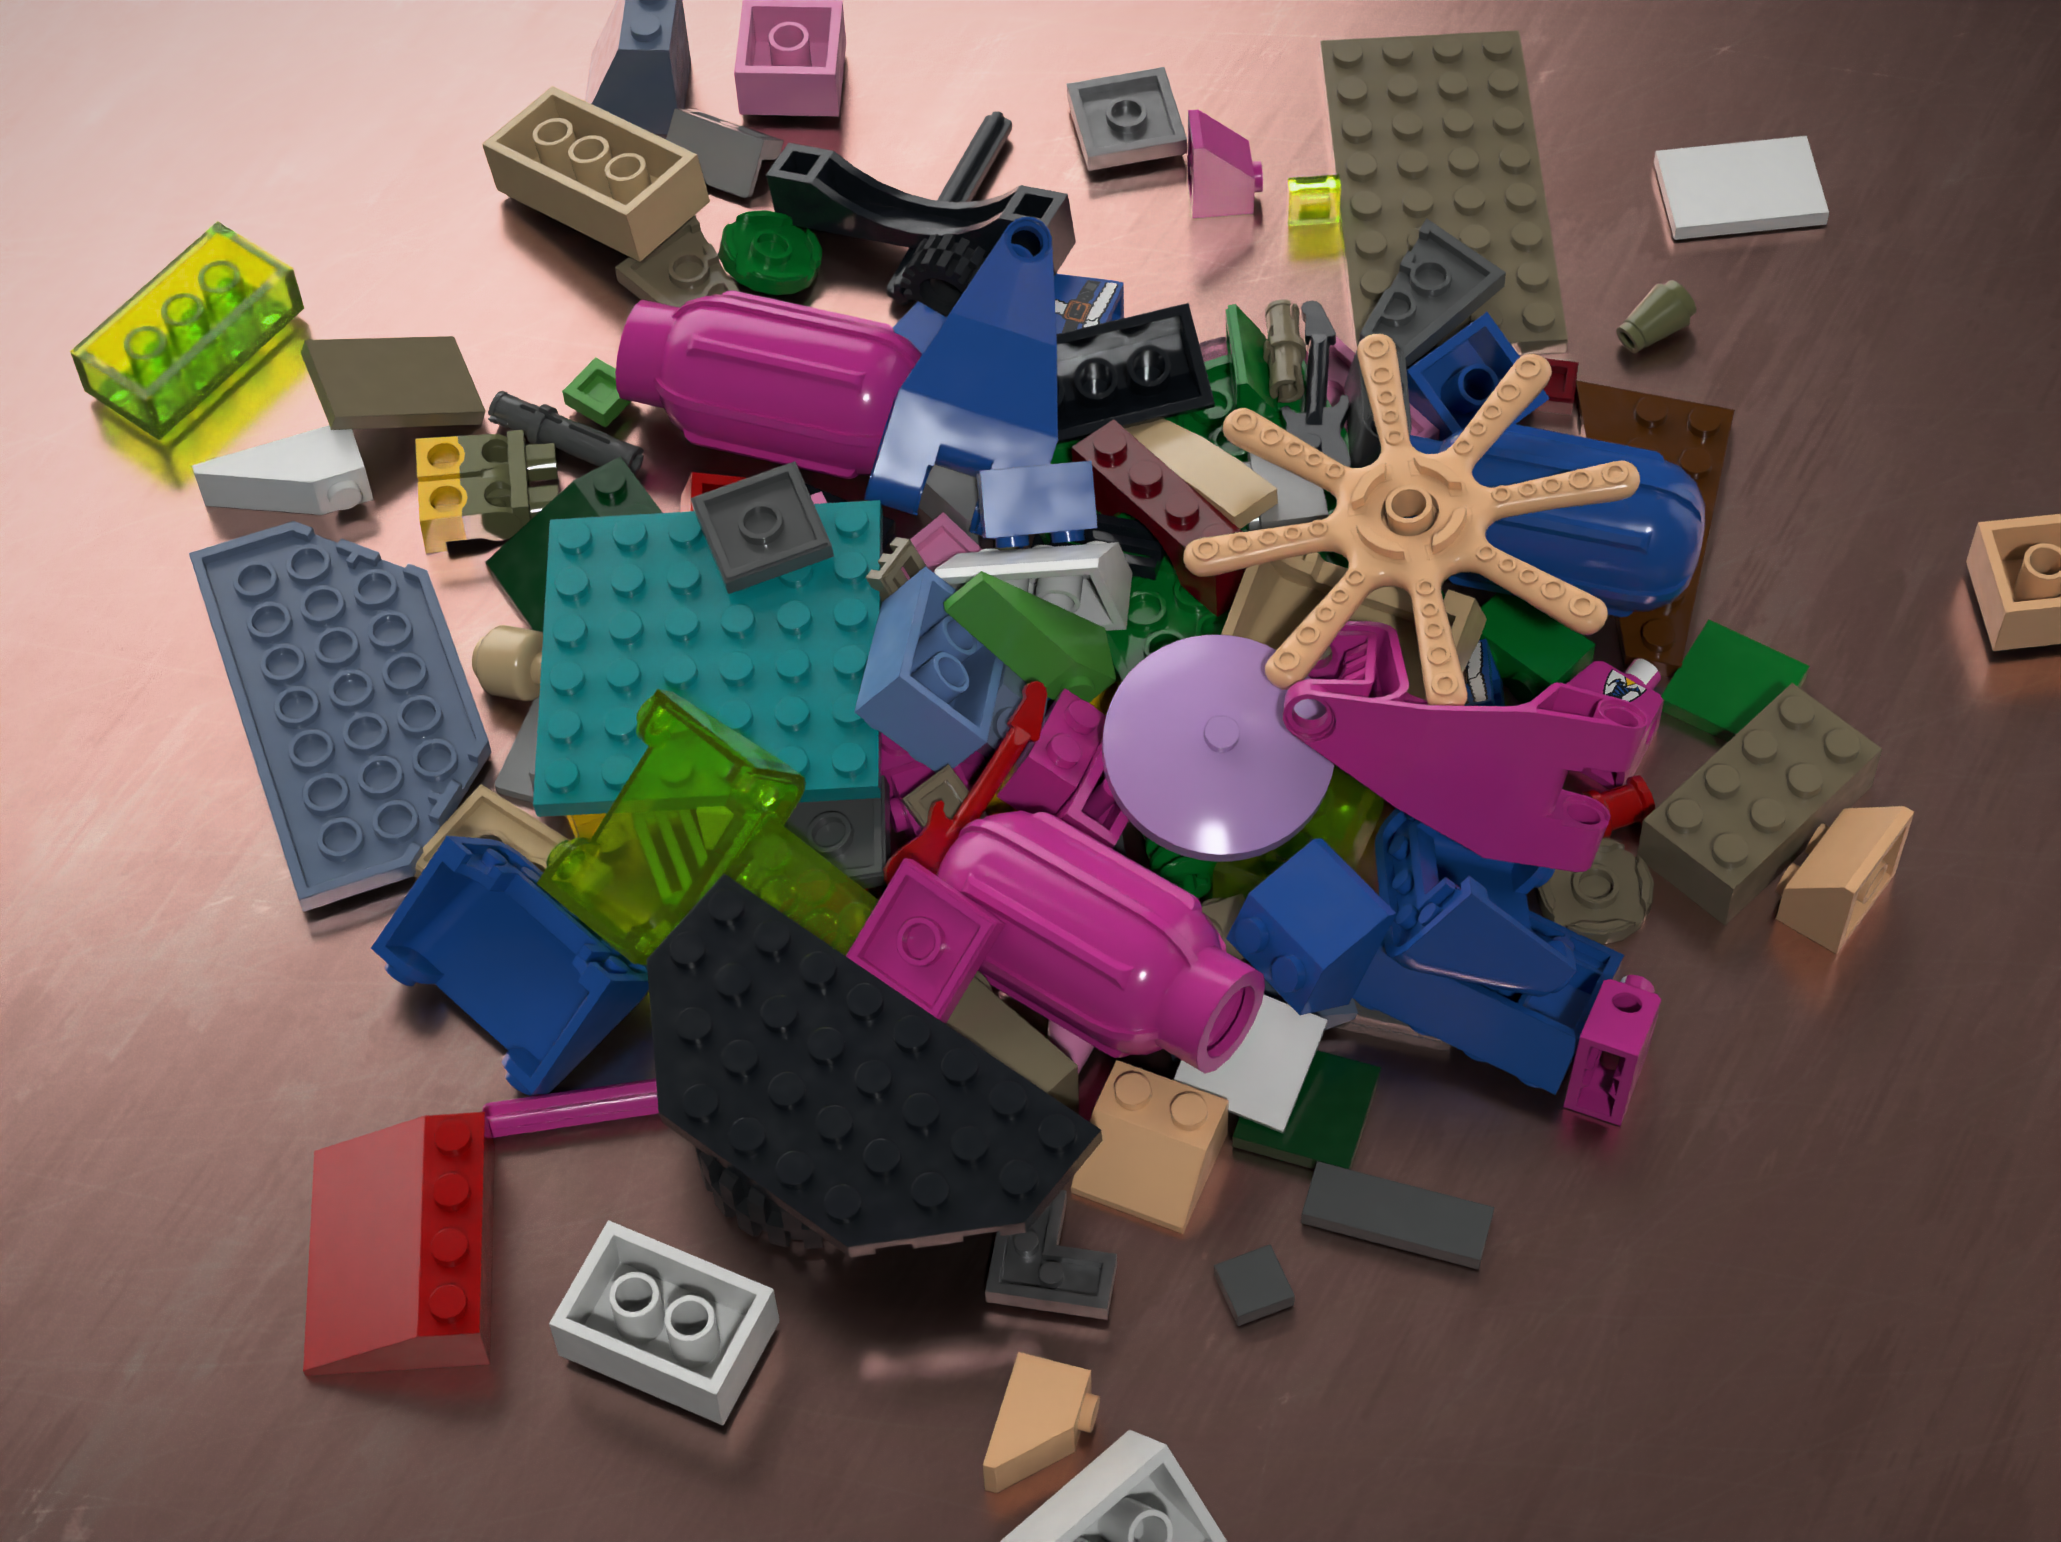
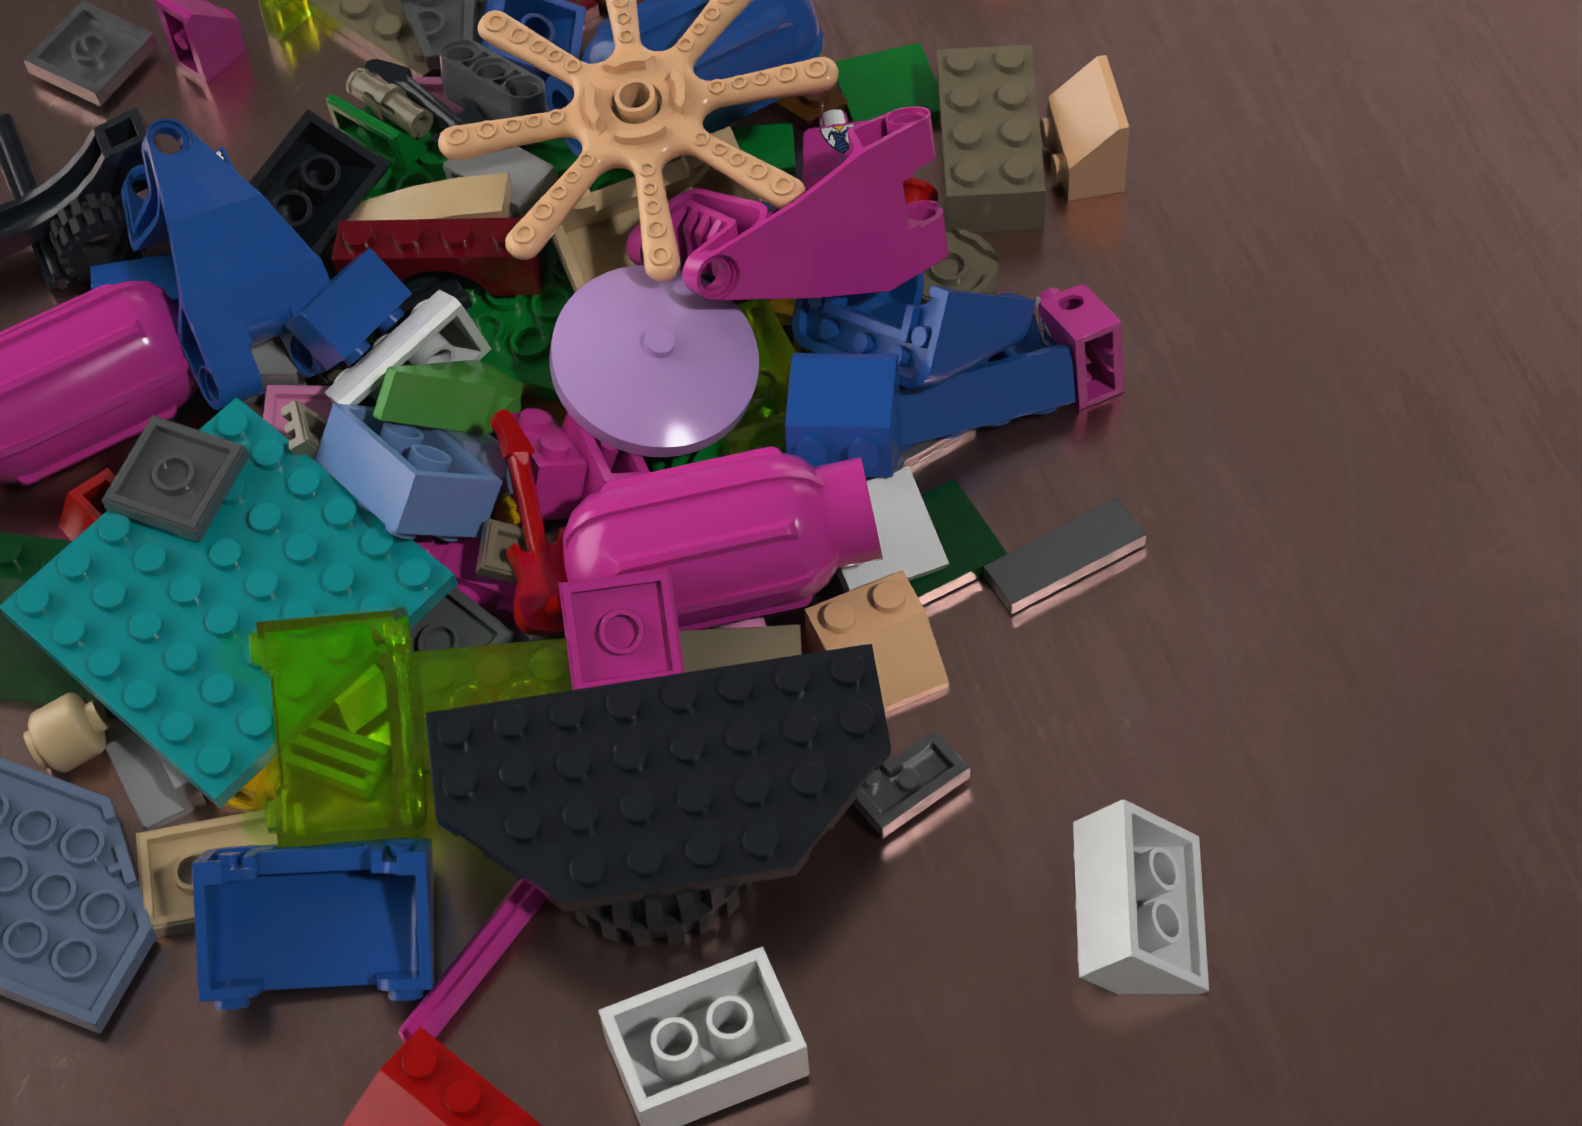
camera: 45 degrees left, 0 degrees up
(1038, 1419) = (1005, 871): light nougat slope -> none
(1254, 1285) = (1031, 673): dark grey tile -> none

